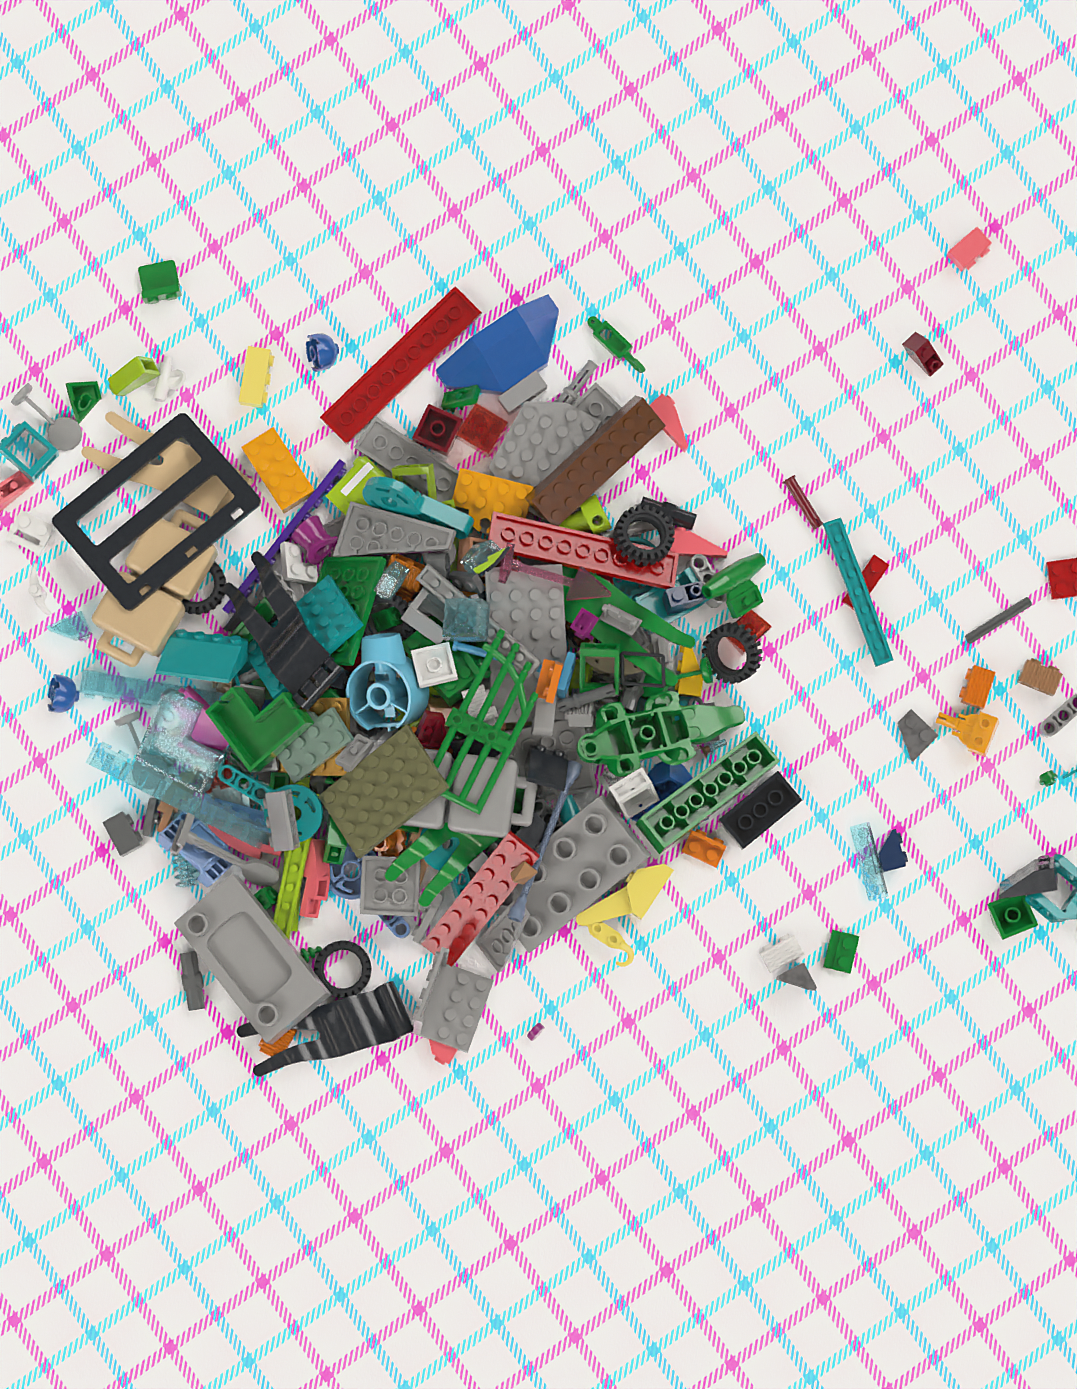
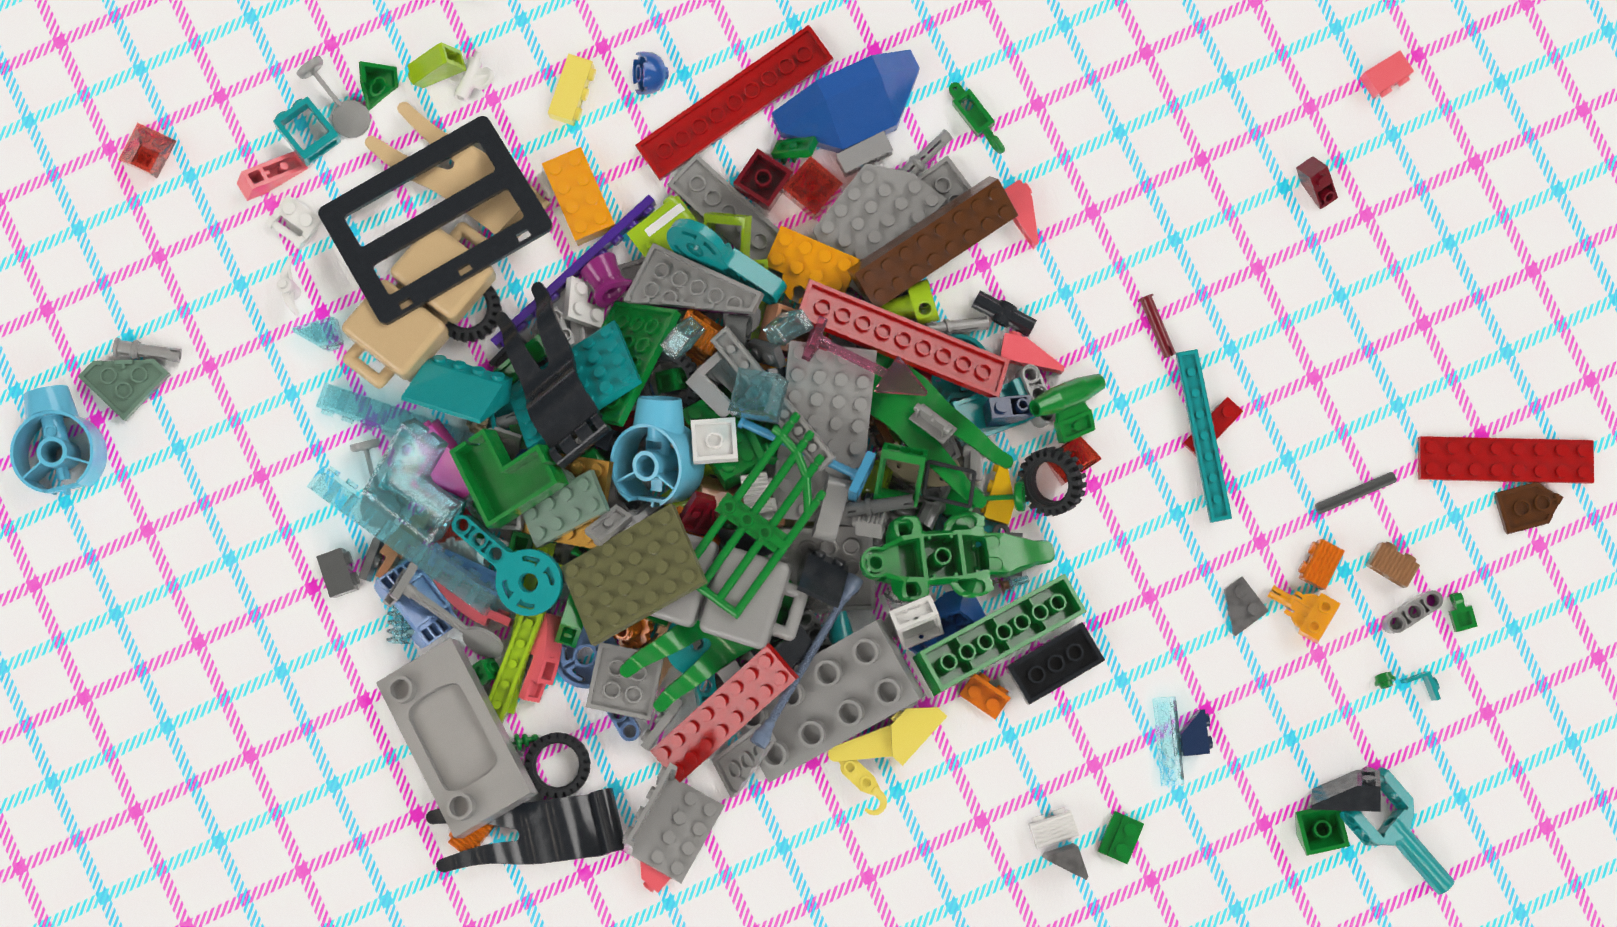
camera: 10 degrees right, 0 degrees up
(62, 694) = (297, 405): blue cylinder -> none
(192, 980) = (387, 750): dark grey piece -> none
(281, 820) = (514, 588): light grey slope -> none
(492, 561) = (798, 335): sticker -> none
(523, 873) = (775, 694): medium nougat slope -> none
(535, 1031) = (762, 871): magenta tile -> none
(549, 680) = (841, 479): orange bracket -> none
(584, 624) = (891, 421): magenta bracket -> none
(649, 516) = (961, 351): black tyre -> none

